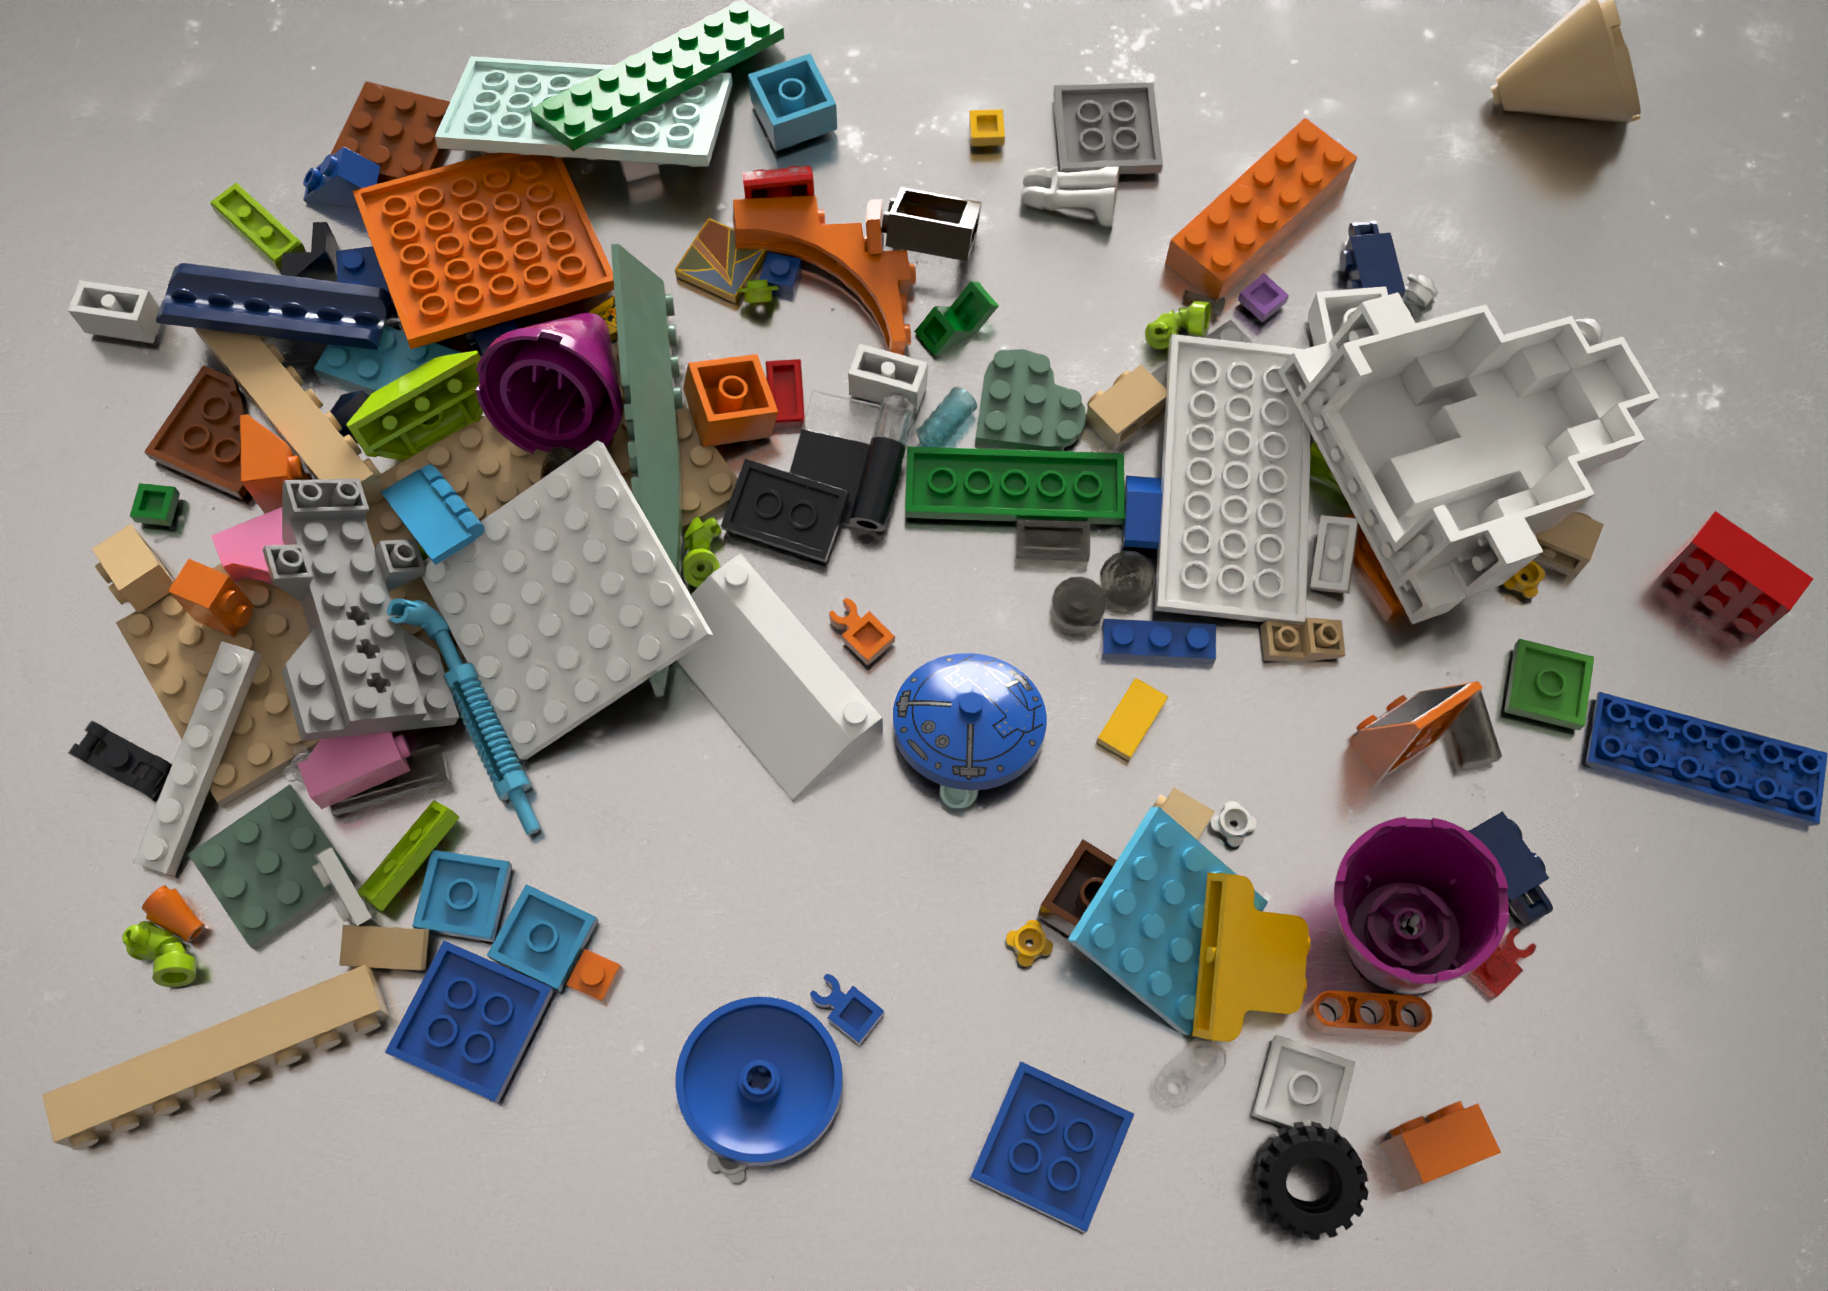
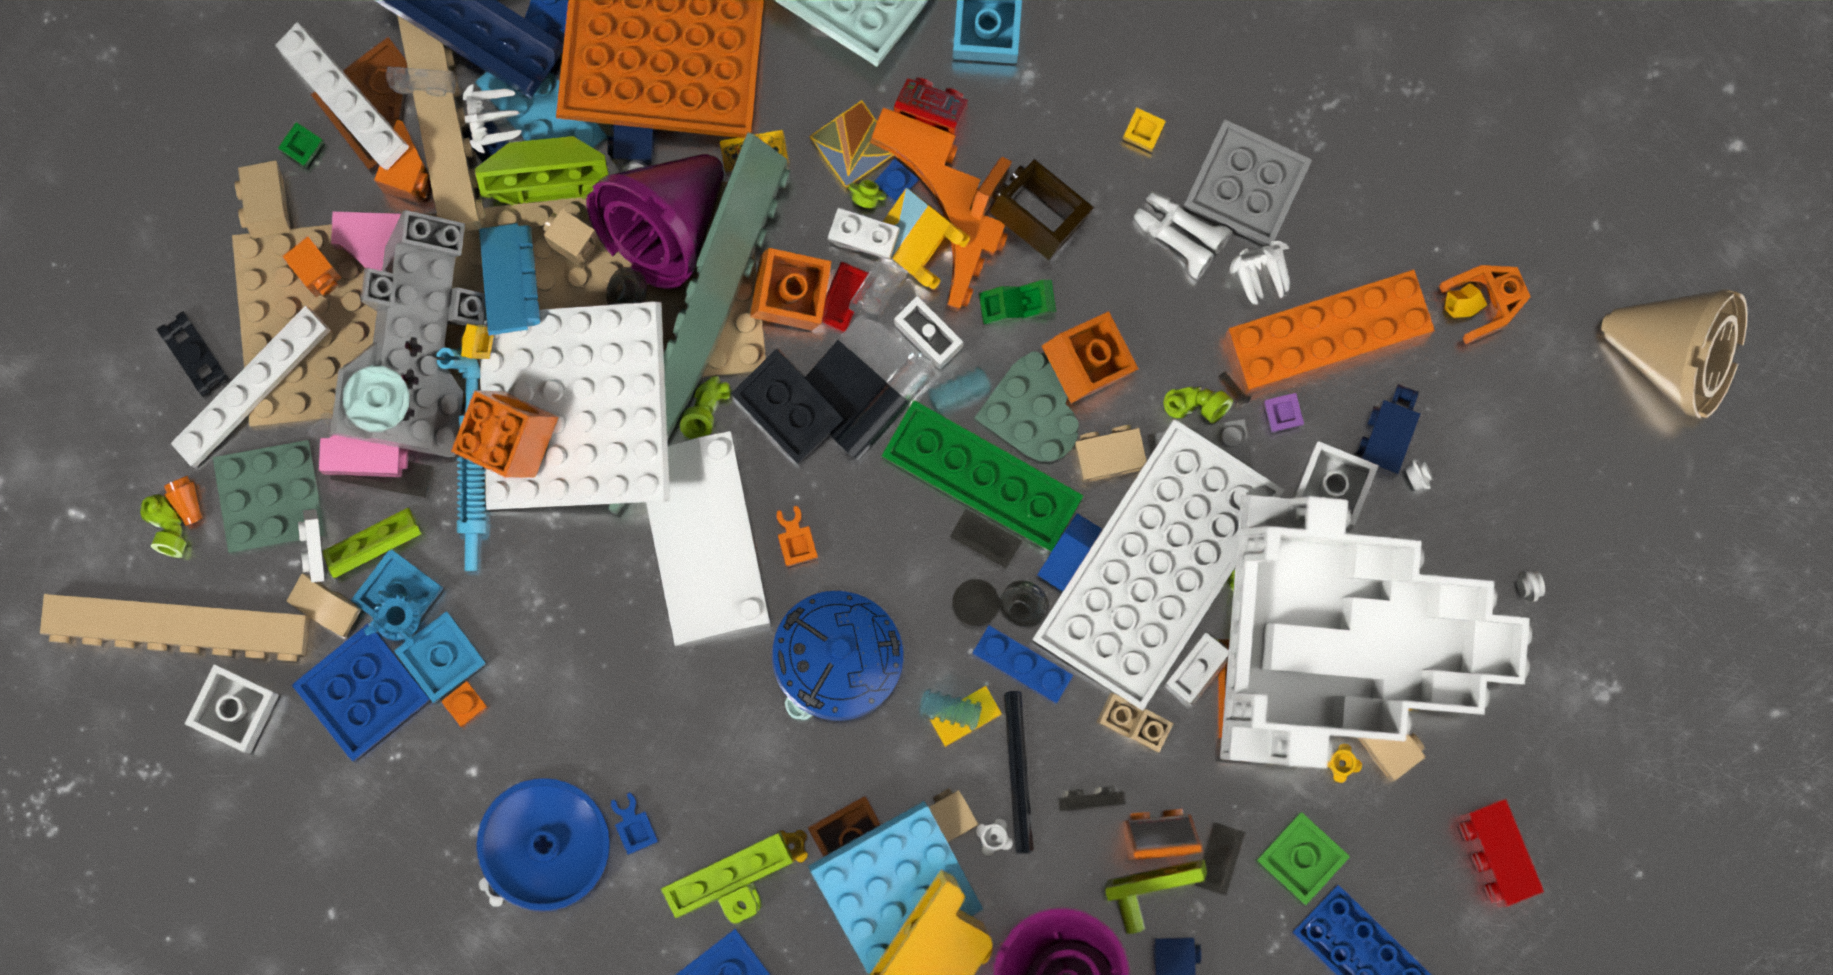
camera: 30 degrees right, 15 degrees up
(176, 428) = (342, 96): none -> white plate
(250, 371) = (432, 81): none -> clear plate
(325, 1113) = (232, 709): none -> white brick
(332, 392) = (477, 119): none -> white piece
(336, 676) = (376, 398): none -> light aqua tile
(426, 583) = (476, 342): none -> yellow plate
(479, 445) = (570, 237): none -> tan brick
(489, 920) = (405, 629): none -> dark azure piece
(499, 652) = (504, 434): none -> orange brick
(773, 322) = (863, 234): none -> white plate
(817, 365) = (878, 289): none -> clear plate
(823, 301) = (920, 235): none -> yellow flag
(985, 1010) = (730, 880): none -> lime plate
(1055, 325) = (1089, 357): none -> orange brick
(1116, 713) = (950, 709): none -> clear light blue piece
(1169, 164) = (1246, 266): none -> white piece
(1220, 747) = (1018, 772): none -> black axle
(1319, 726) = (1105, 797): none -> clear smoke plate
(1363, 132) = (1464, 302): none -> yellow piece
(1371, 106) = (1503, 303): none -> orange piece
(1401, 799) = (1128, 887): none -> lime piece

